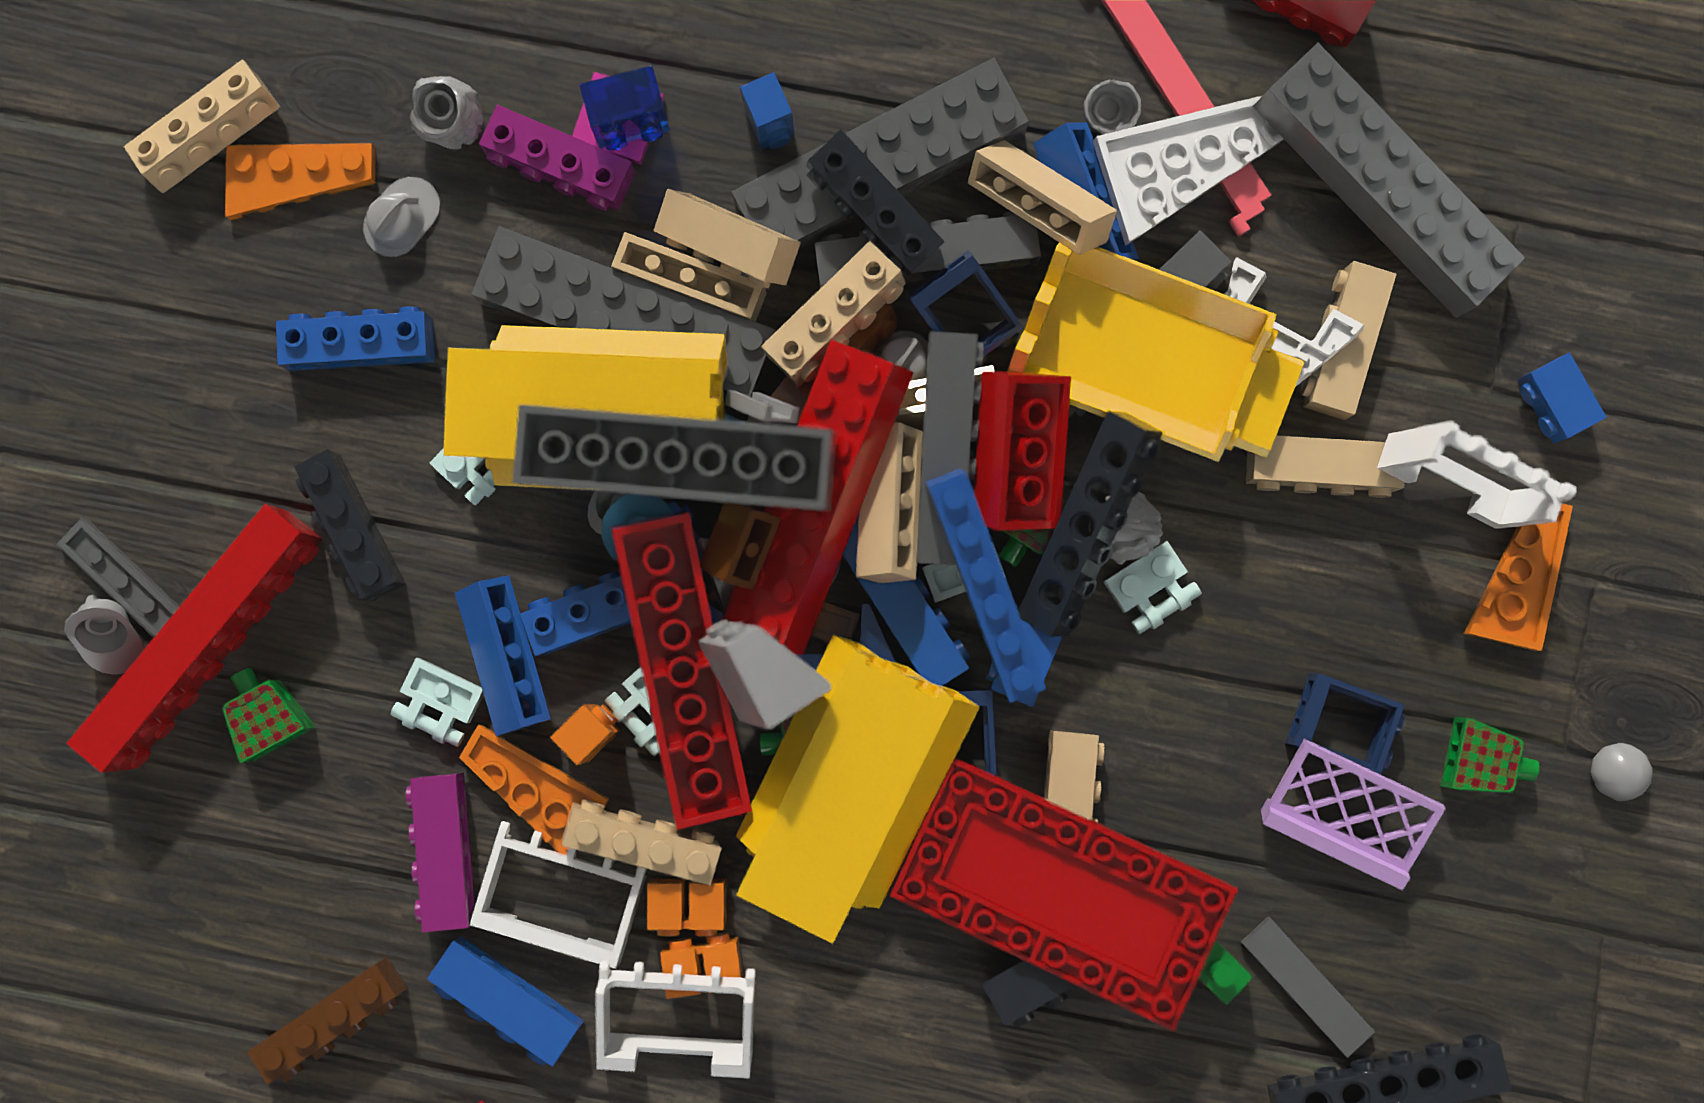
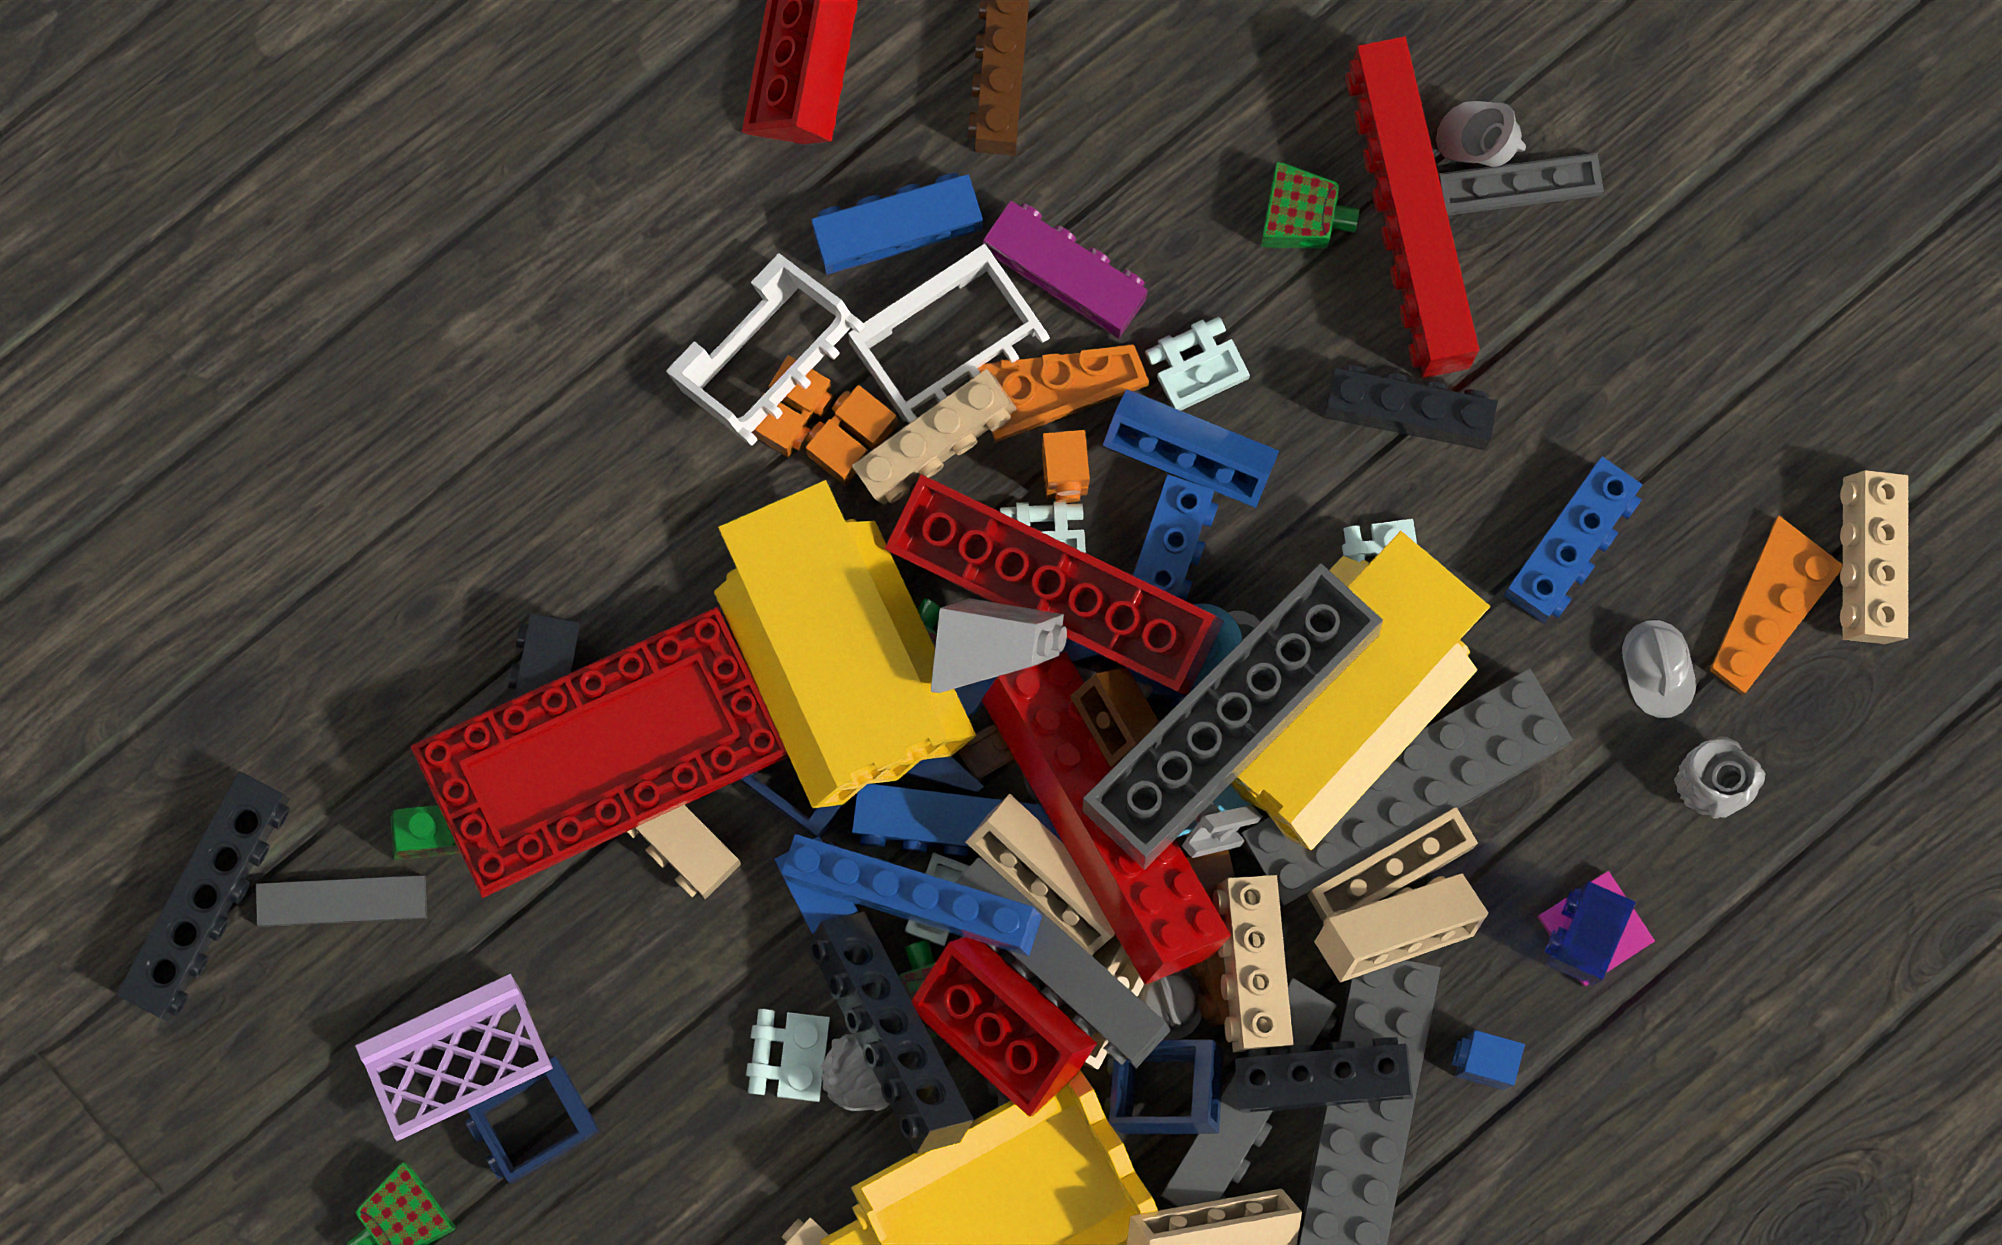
camera: 120 degrees right, 5 degrees down
(557, 158) = (1598, 844): magenta brick -> none

